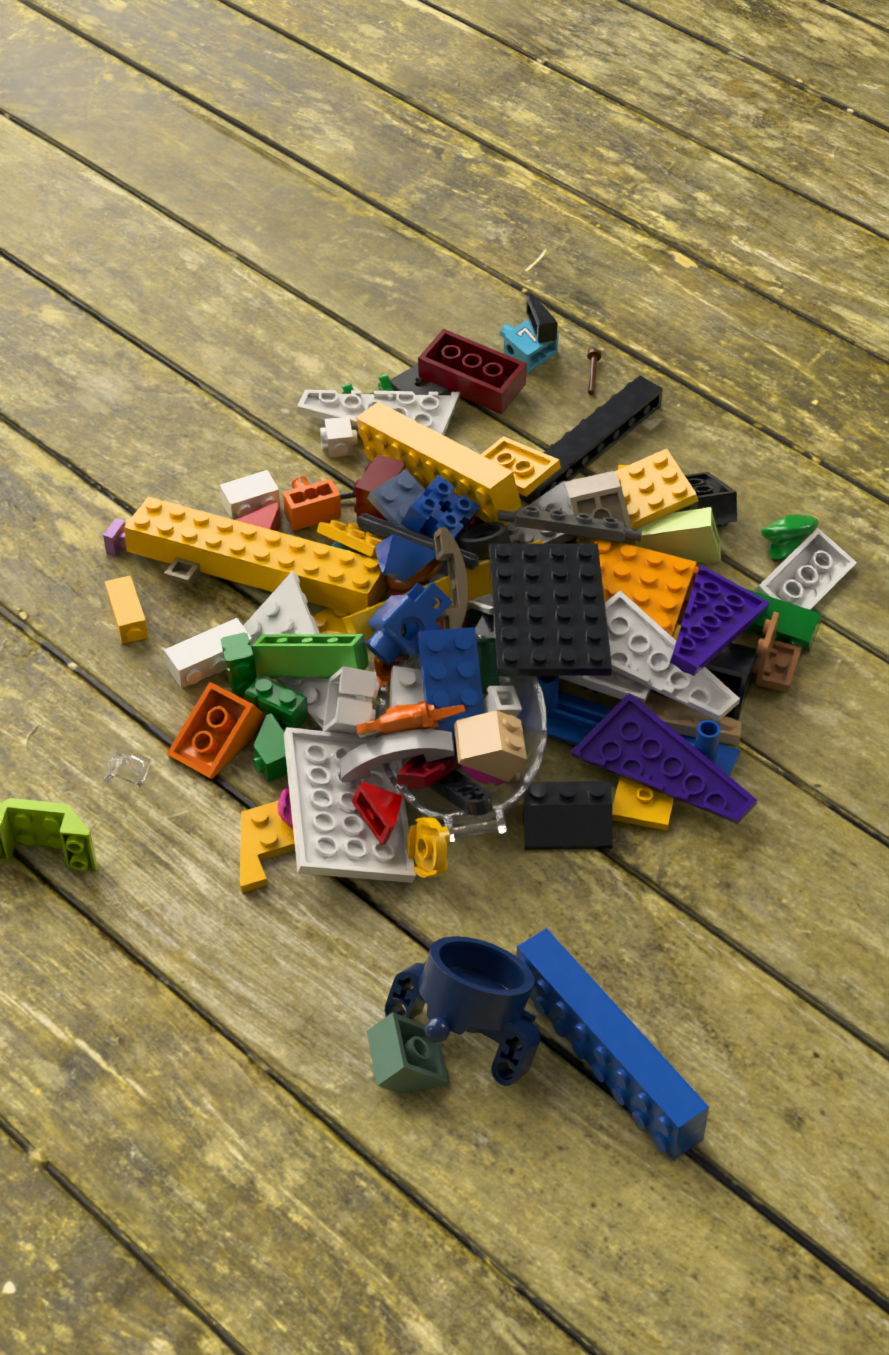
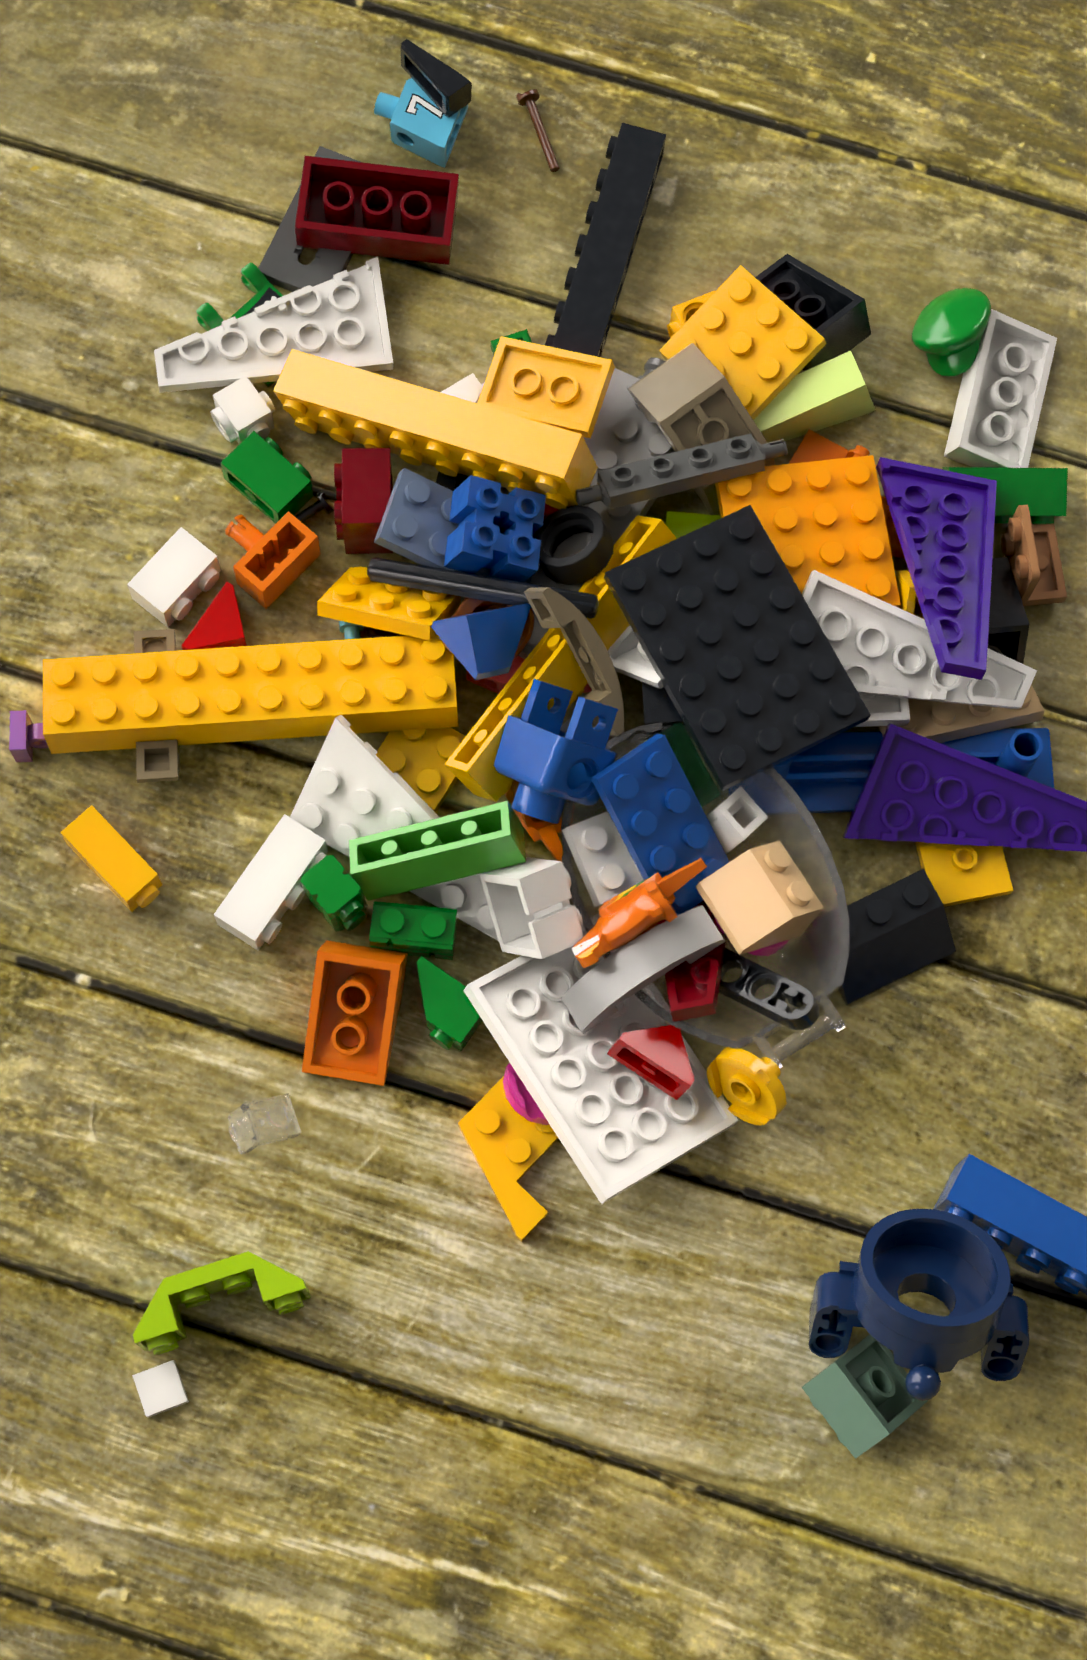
camera: 30 degrees left, 25 degrees up
(333, 463) = (267, 477): none -> green brick

